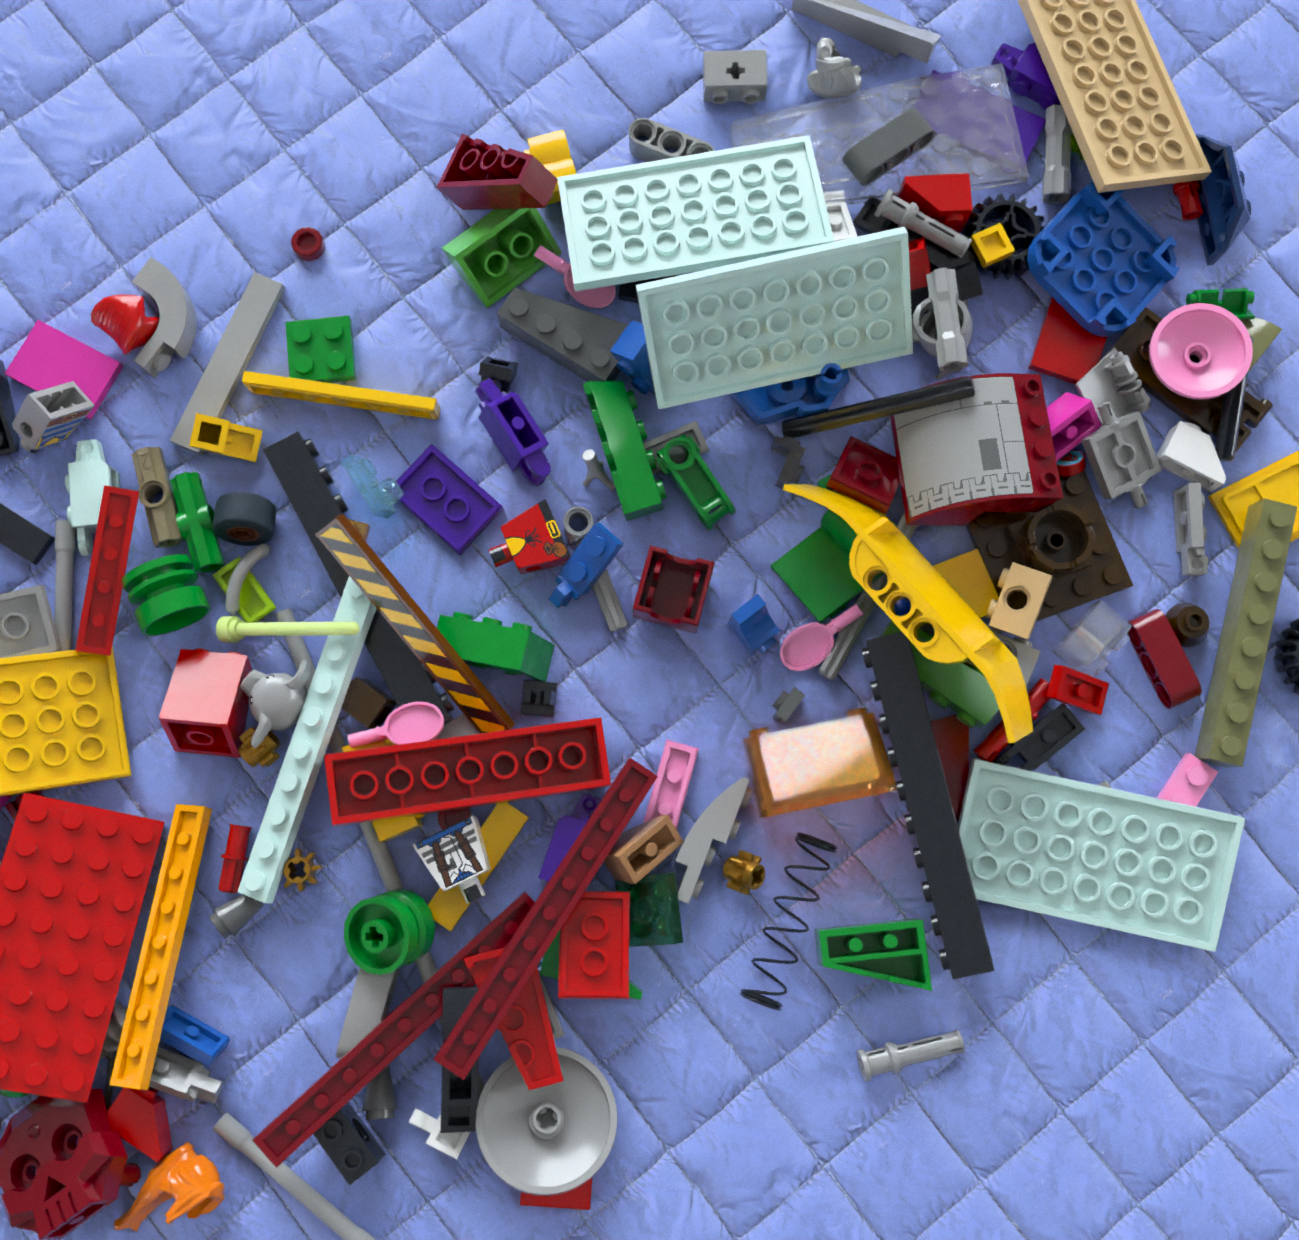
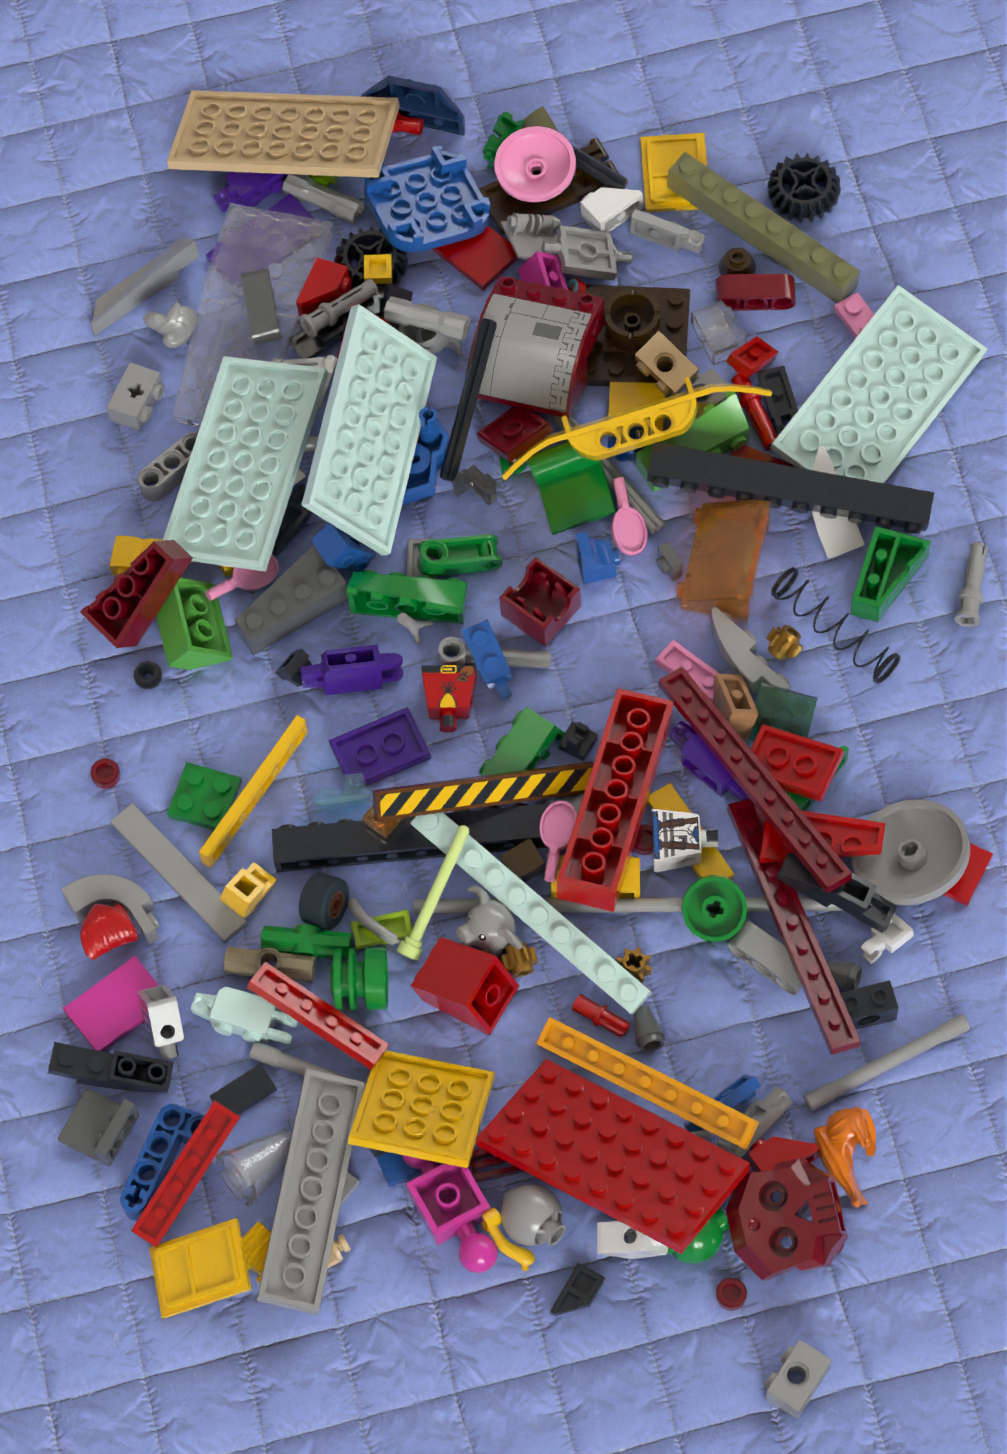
camera: 60 degrees left, 15 degrees down
(427, 226) = (147, 668): none -> black plate
(901, 873) = (835, 534): none -> white sticker

